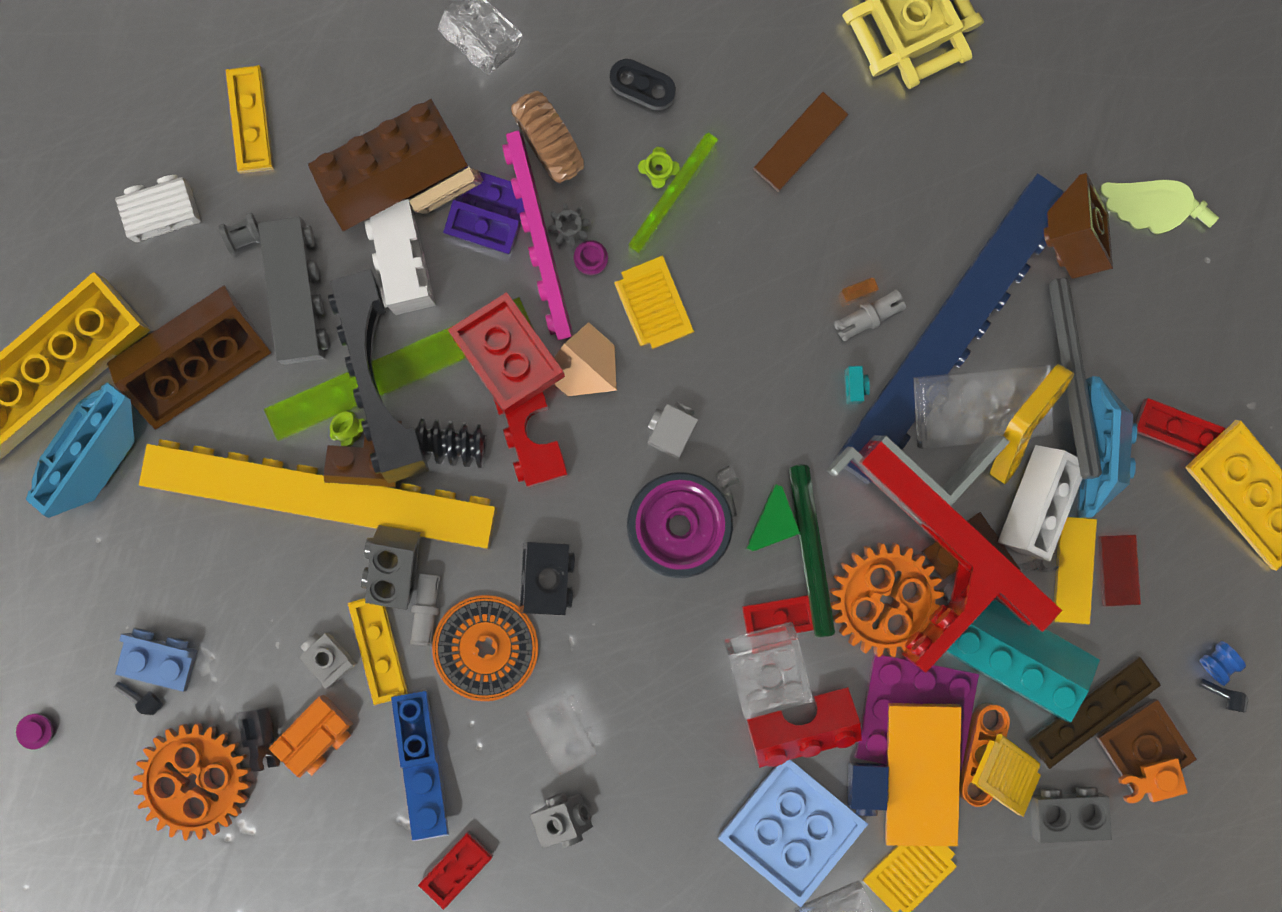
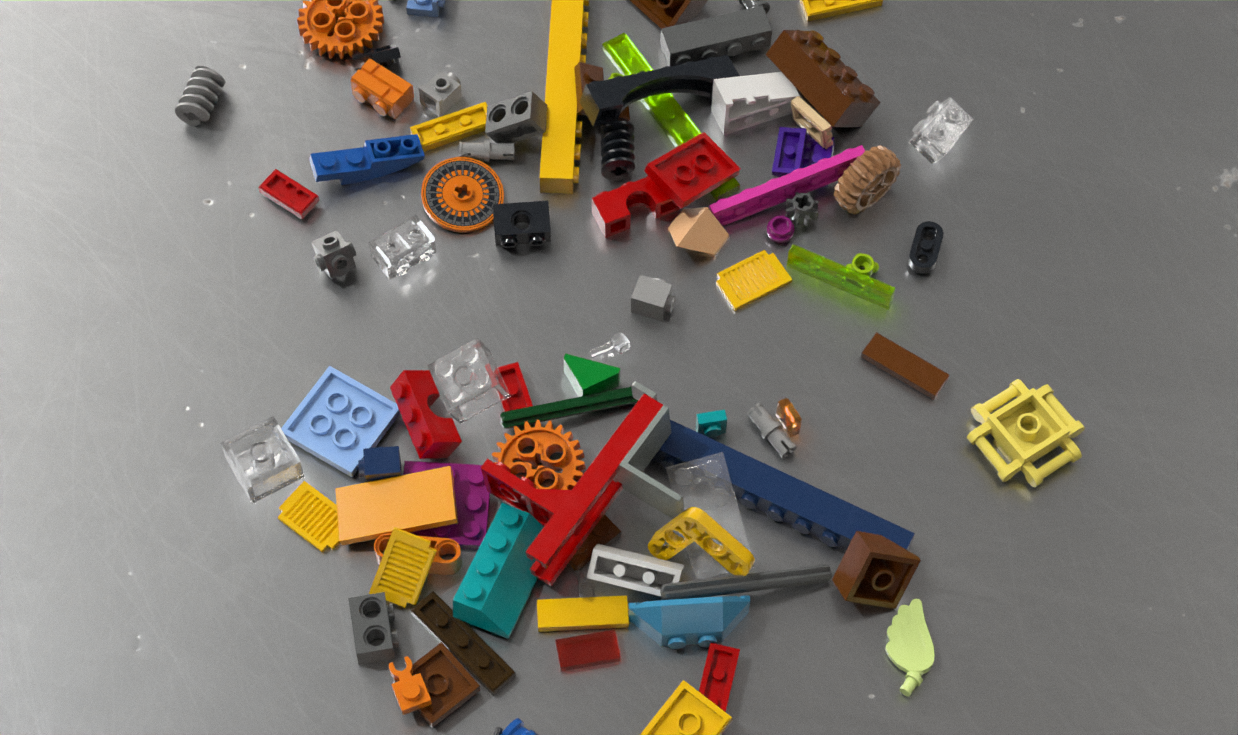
camera: 85 degrees right, 25 degrees down
(708, 521) = (577, 307): magenta wheel -> none

